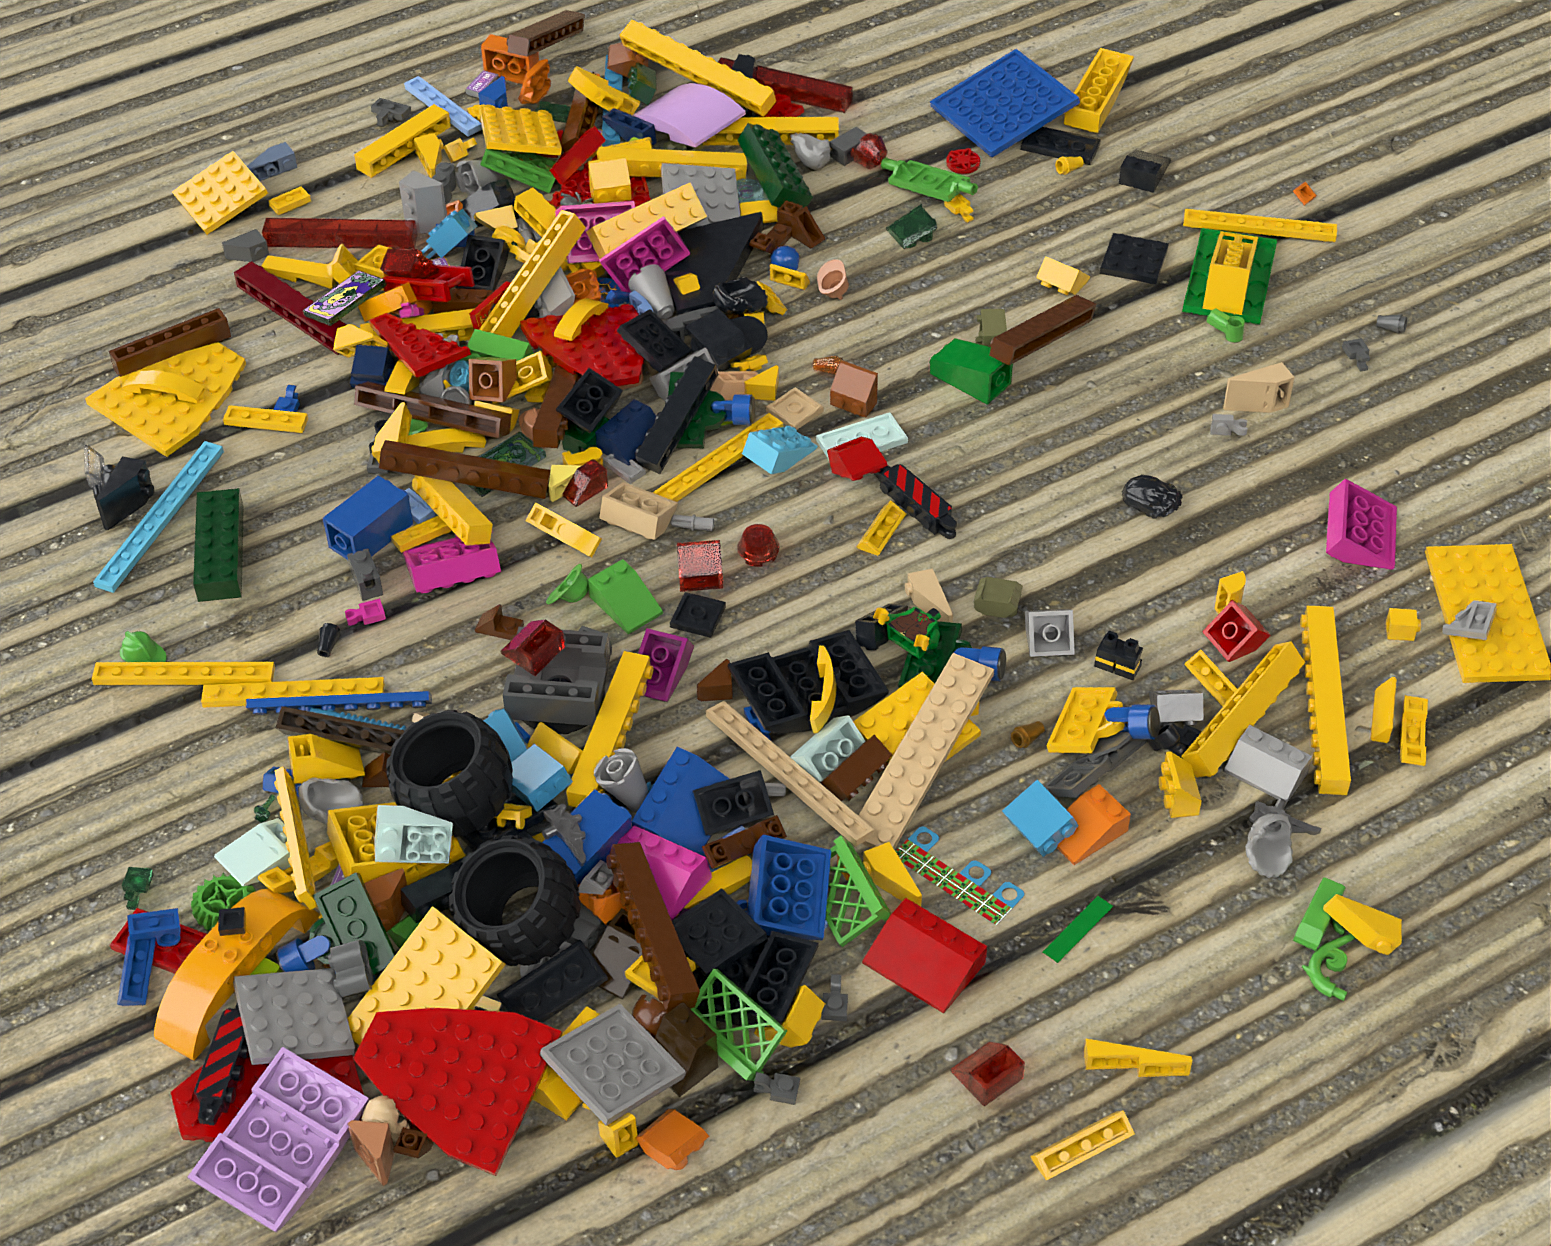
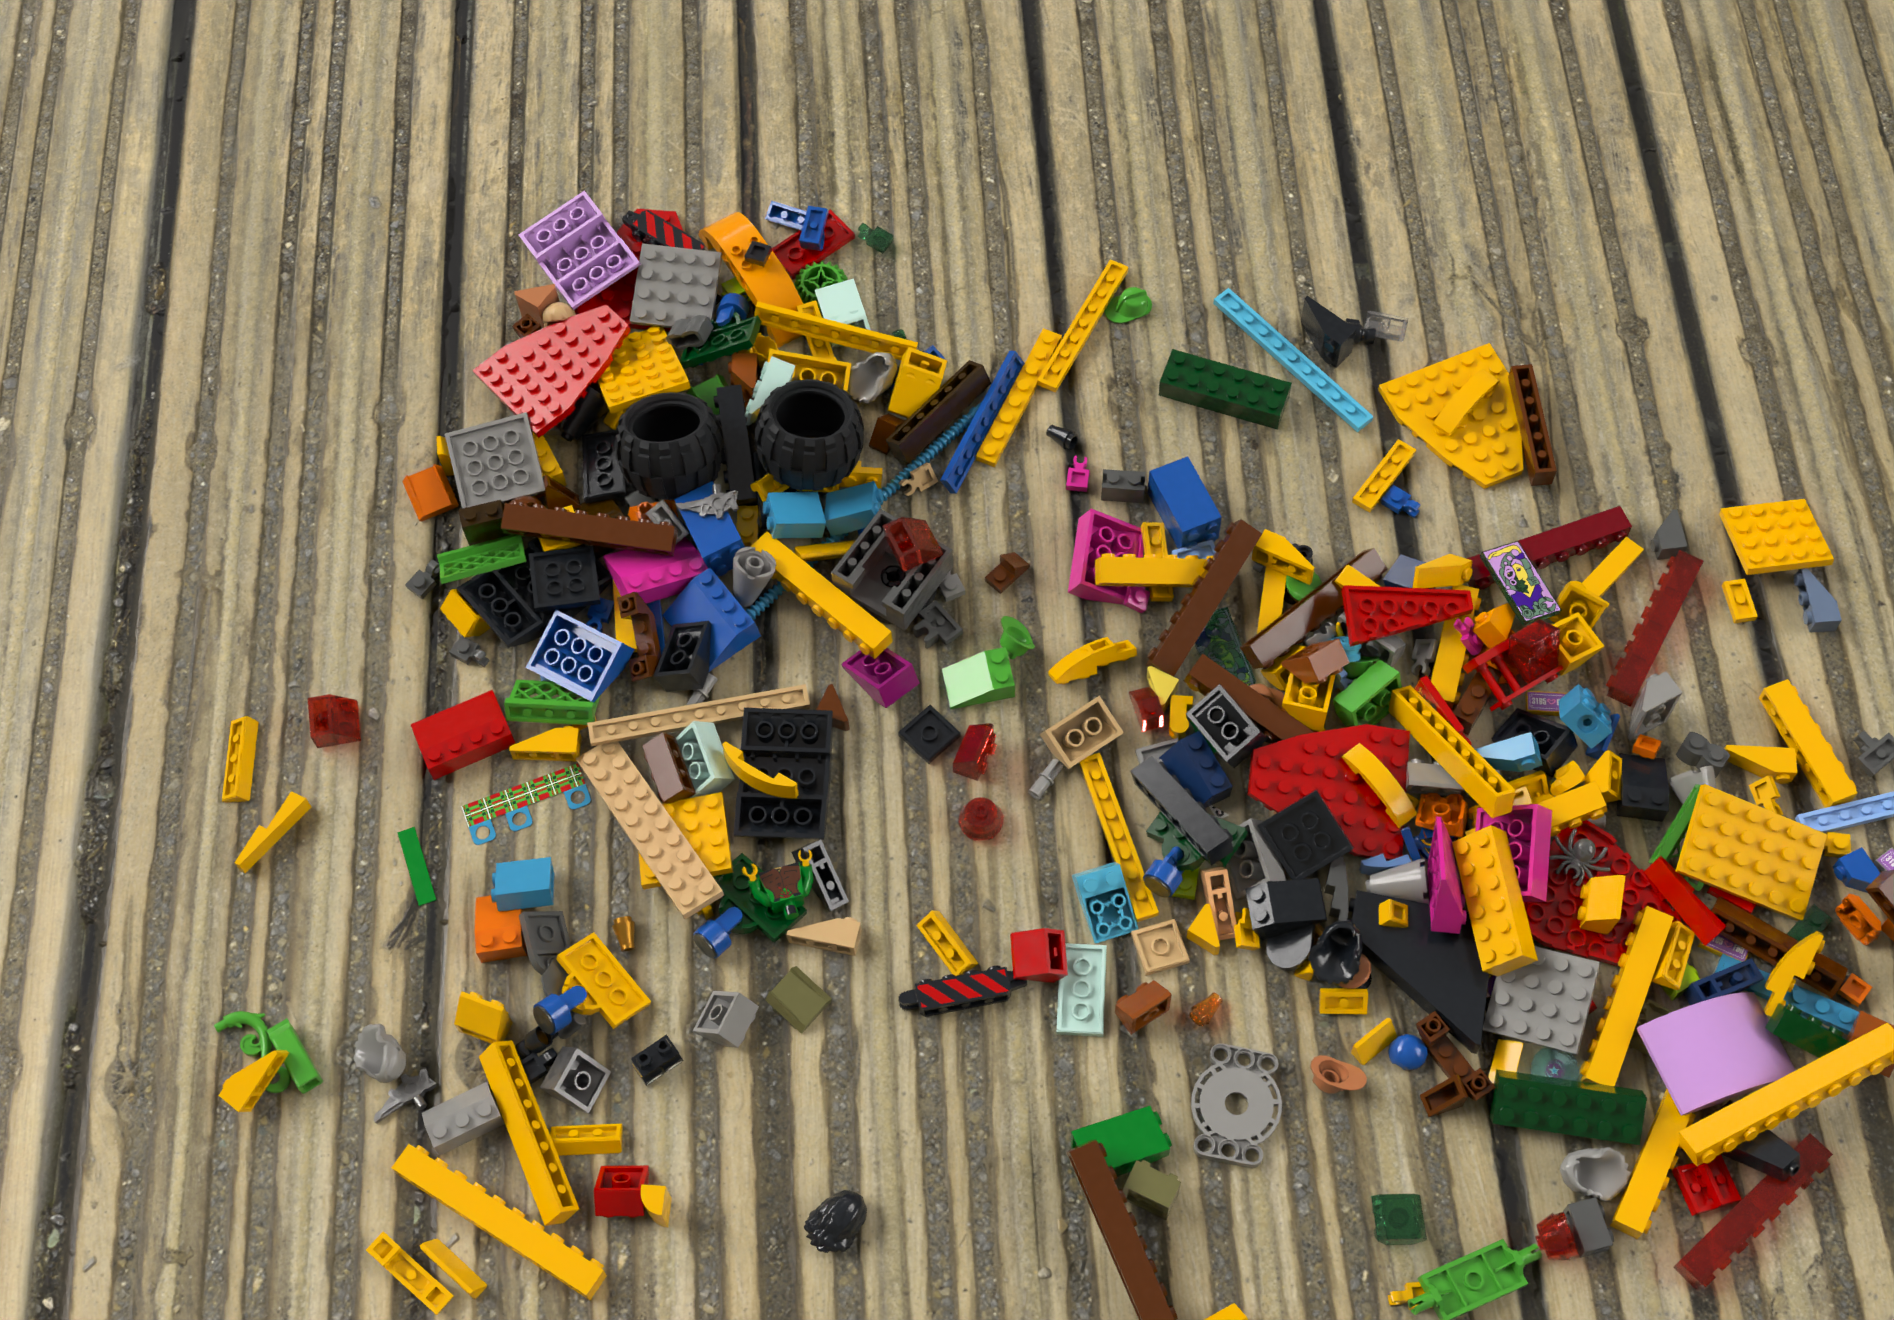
camera: 120 degrees right, 15 degrees up
(507, 255) = (1513, 754): none -> slope
(612, 999) = (559, 495): none -> reddish brown slope
(872, 336) = (1230, 1128): none -> light grey piece

